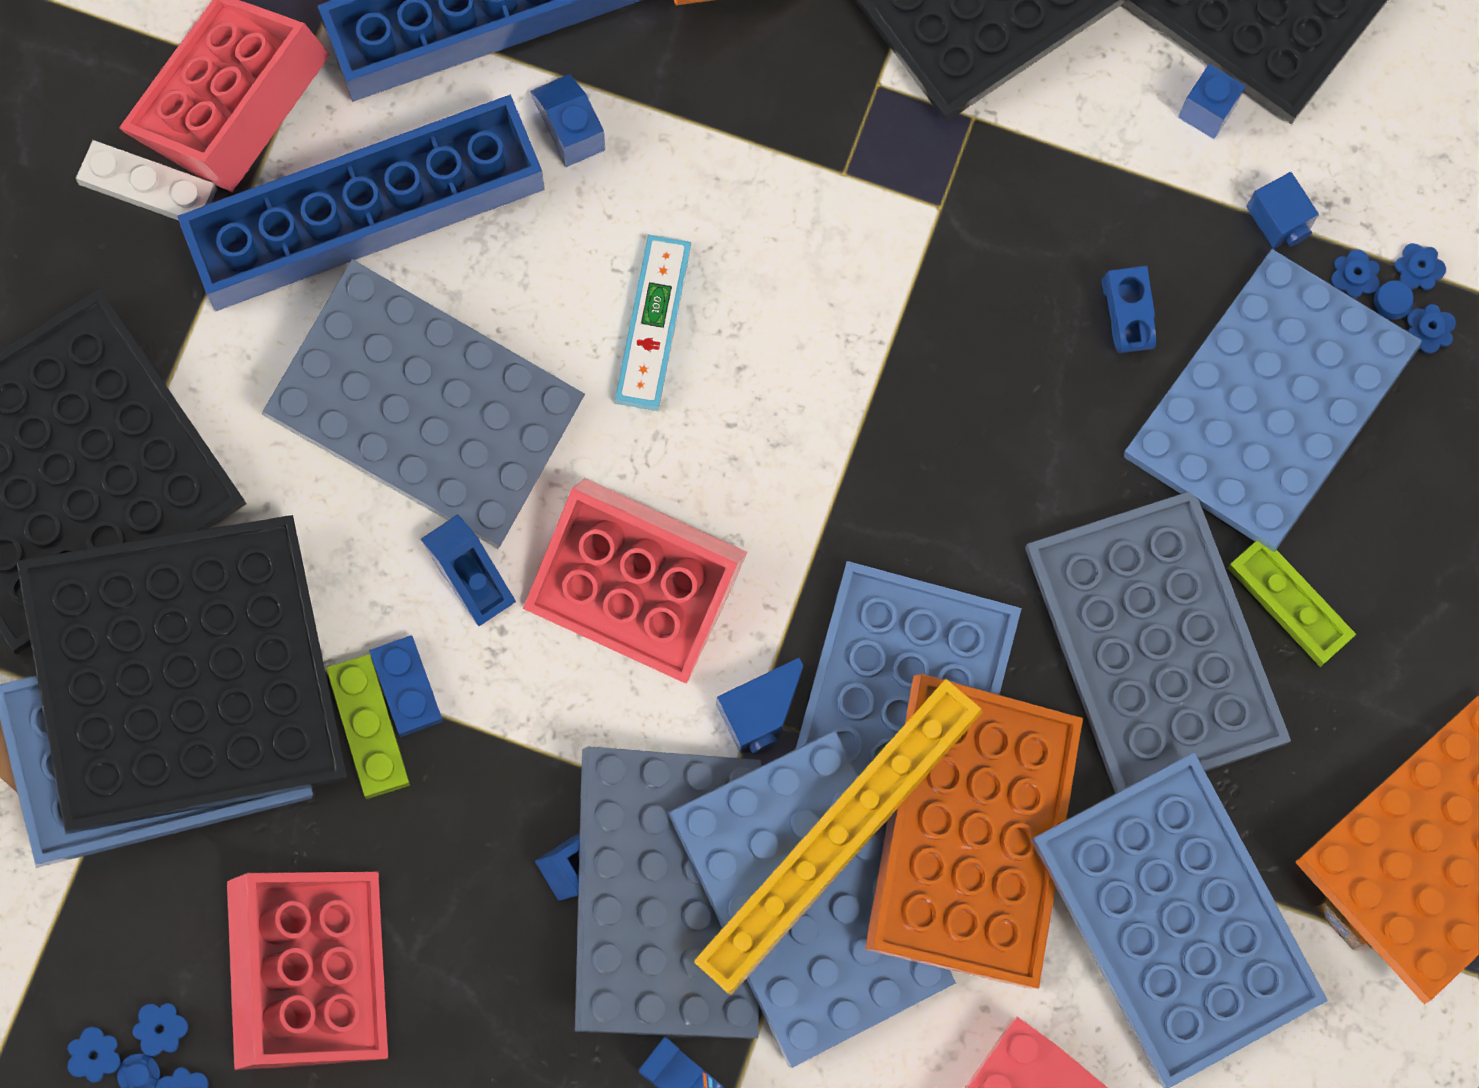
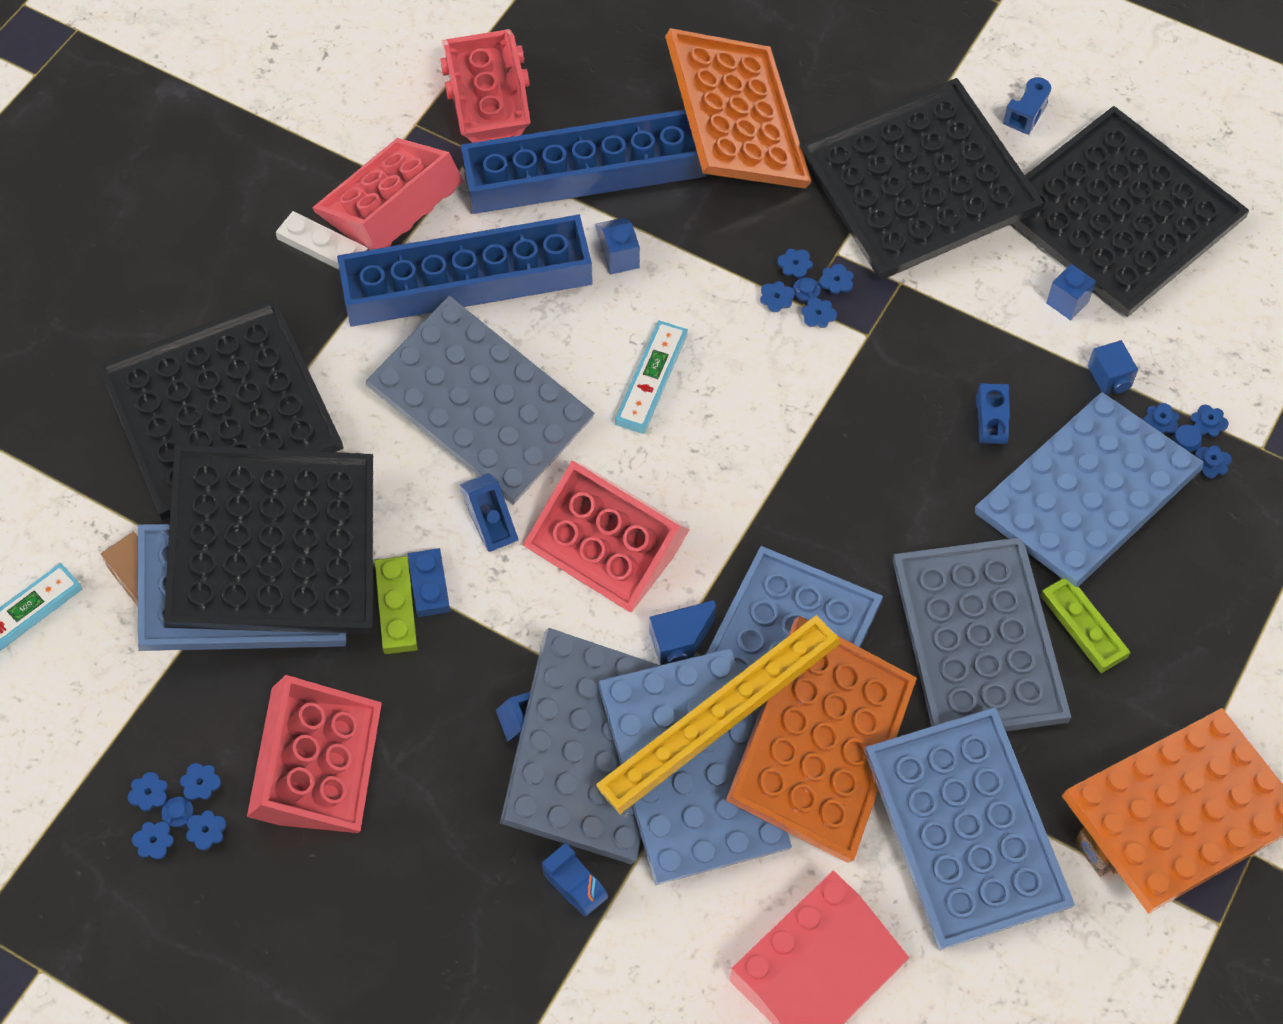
camera: 15 degrees right, 15 degrees down
(845, 149) = (807, 289): none -> blue plant

